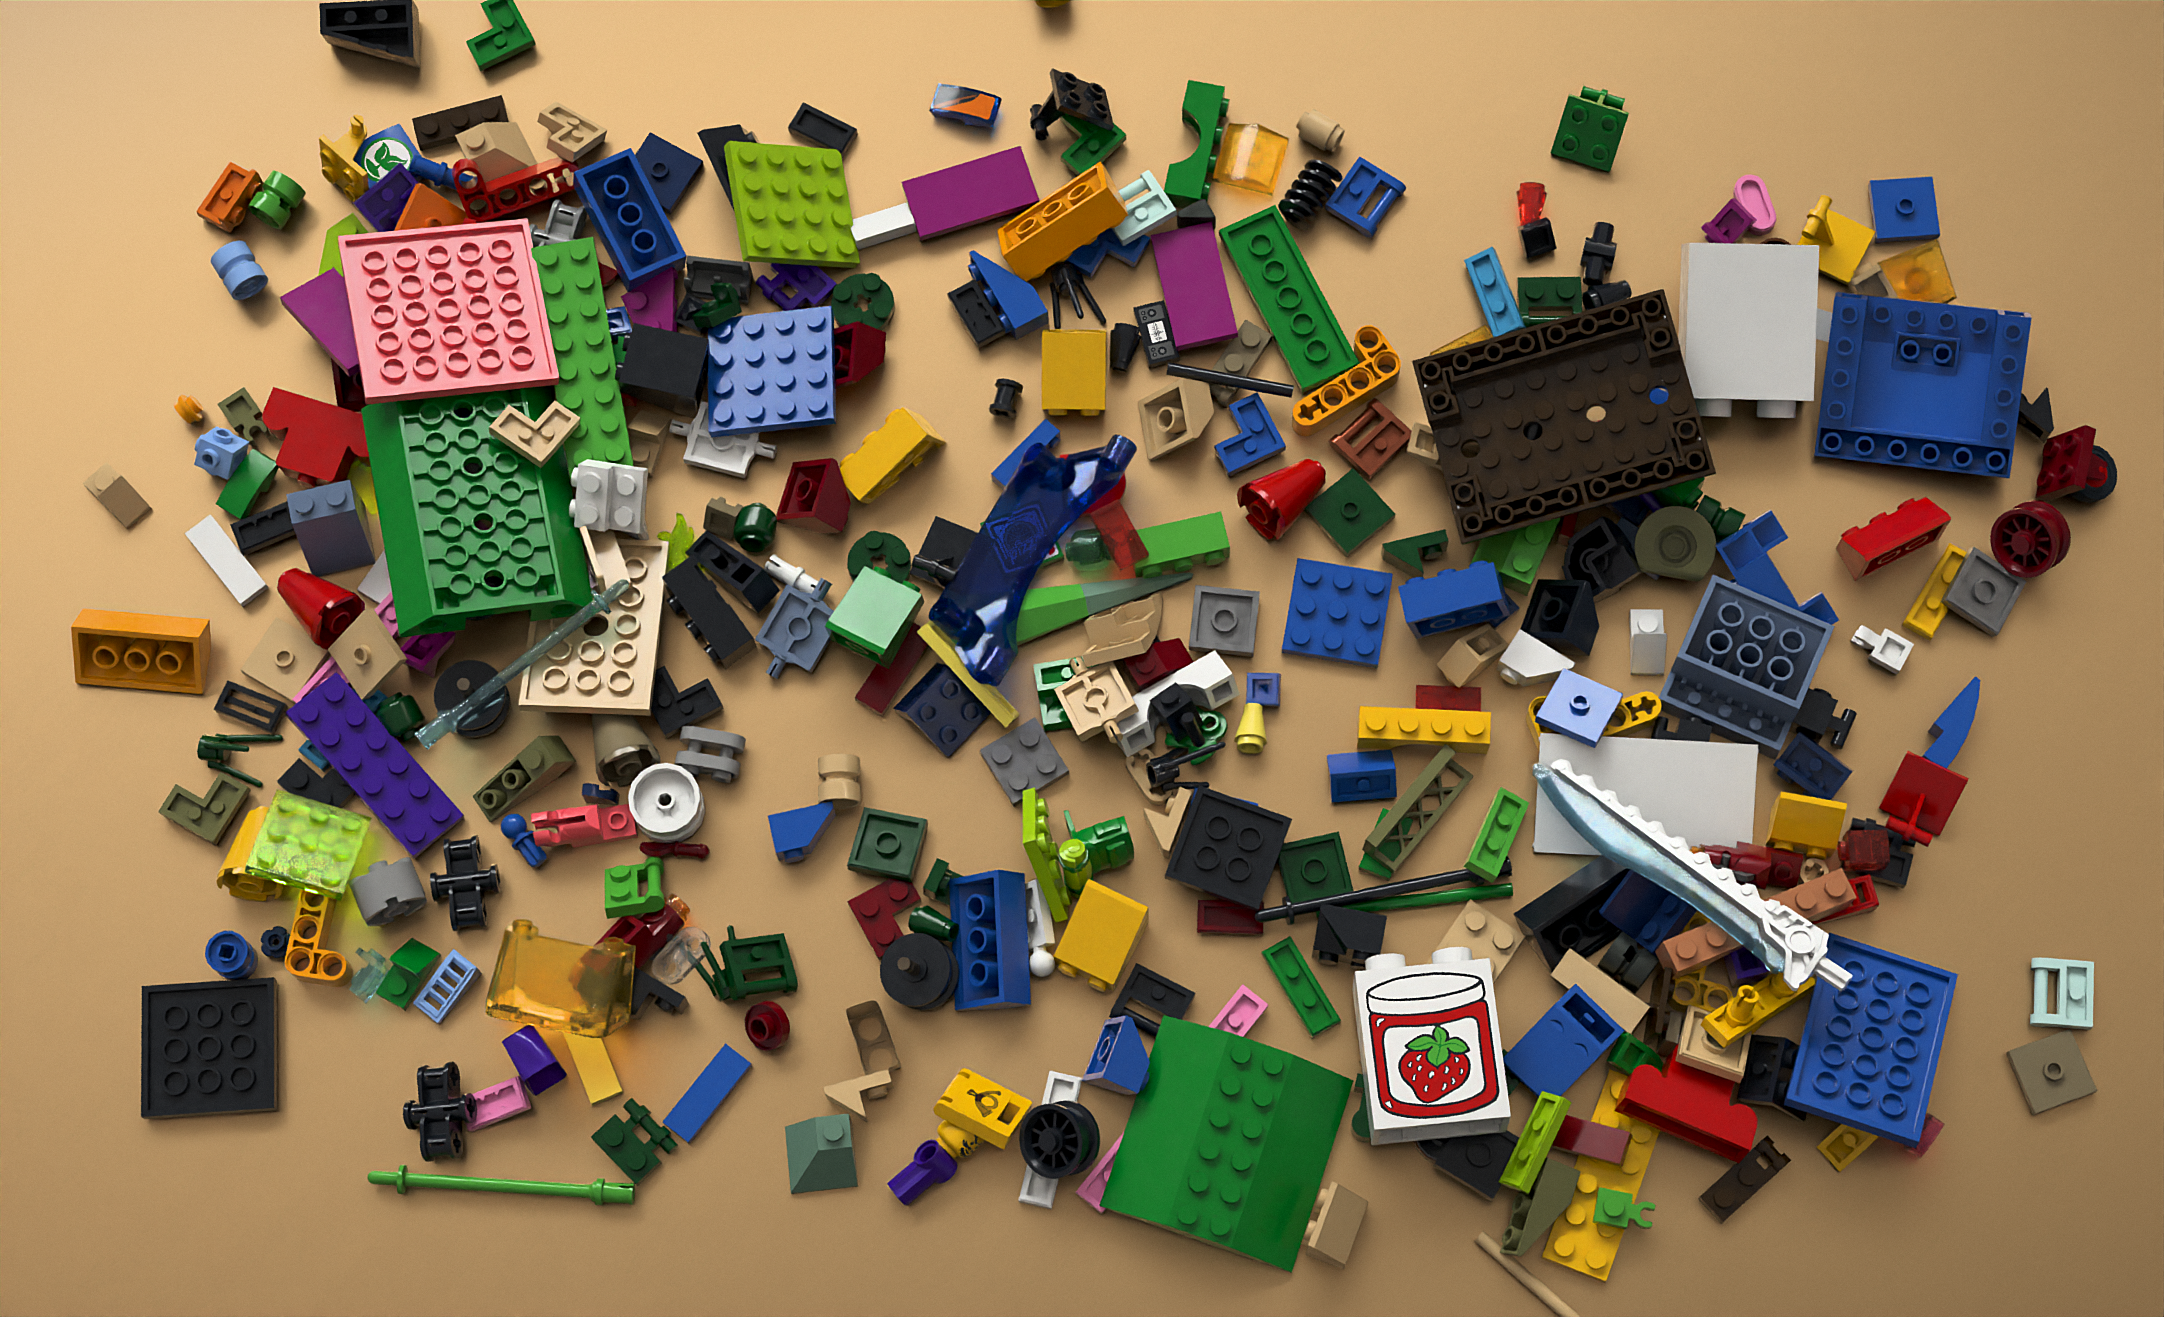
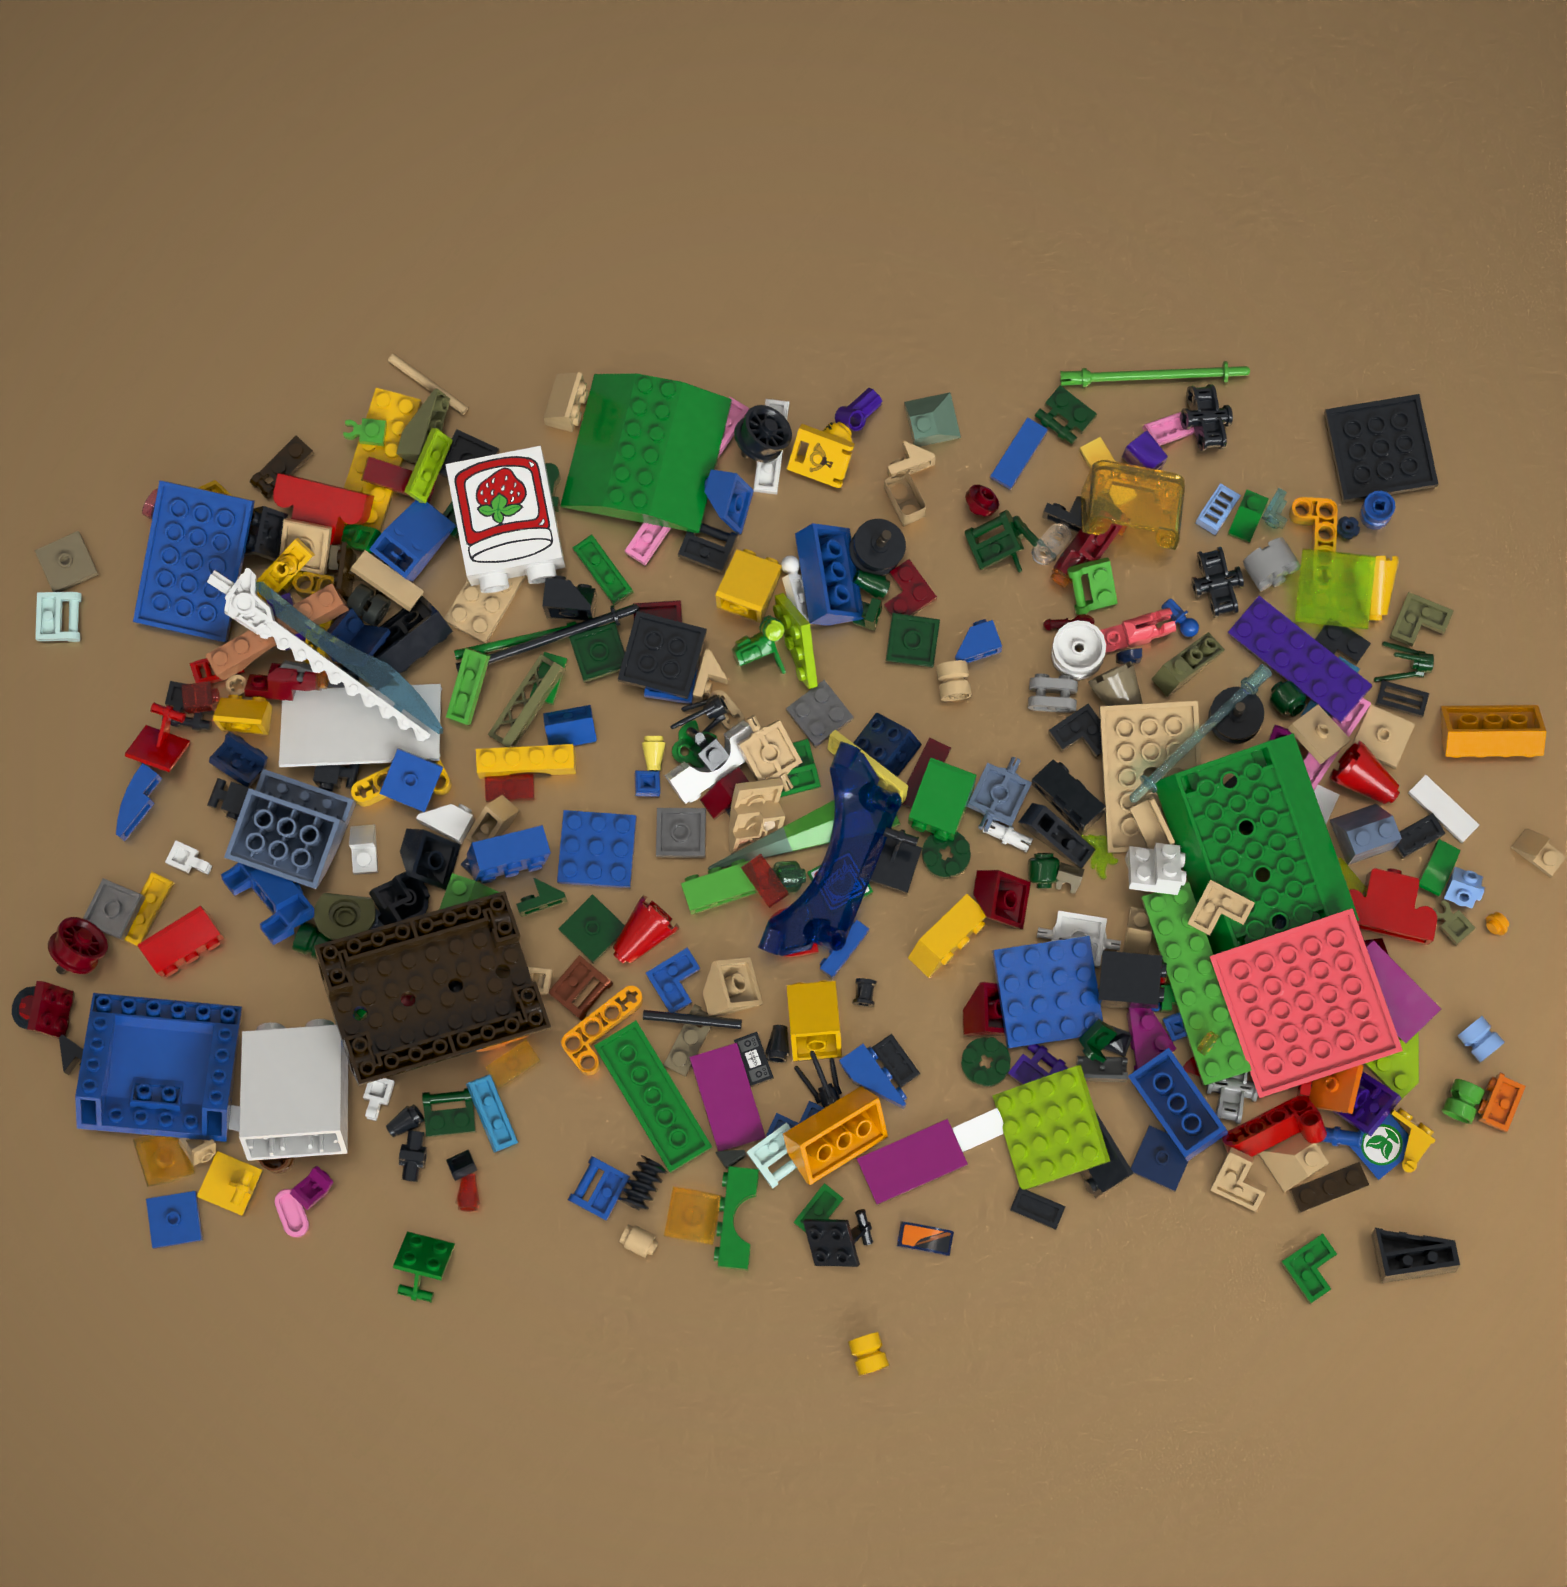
camera: 175 degrees right, 5 degrees up
(579, 274) = (1207, 1042): none -> clear yellow tile

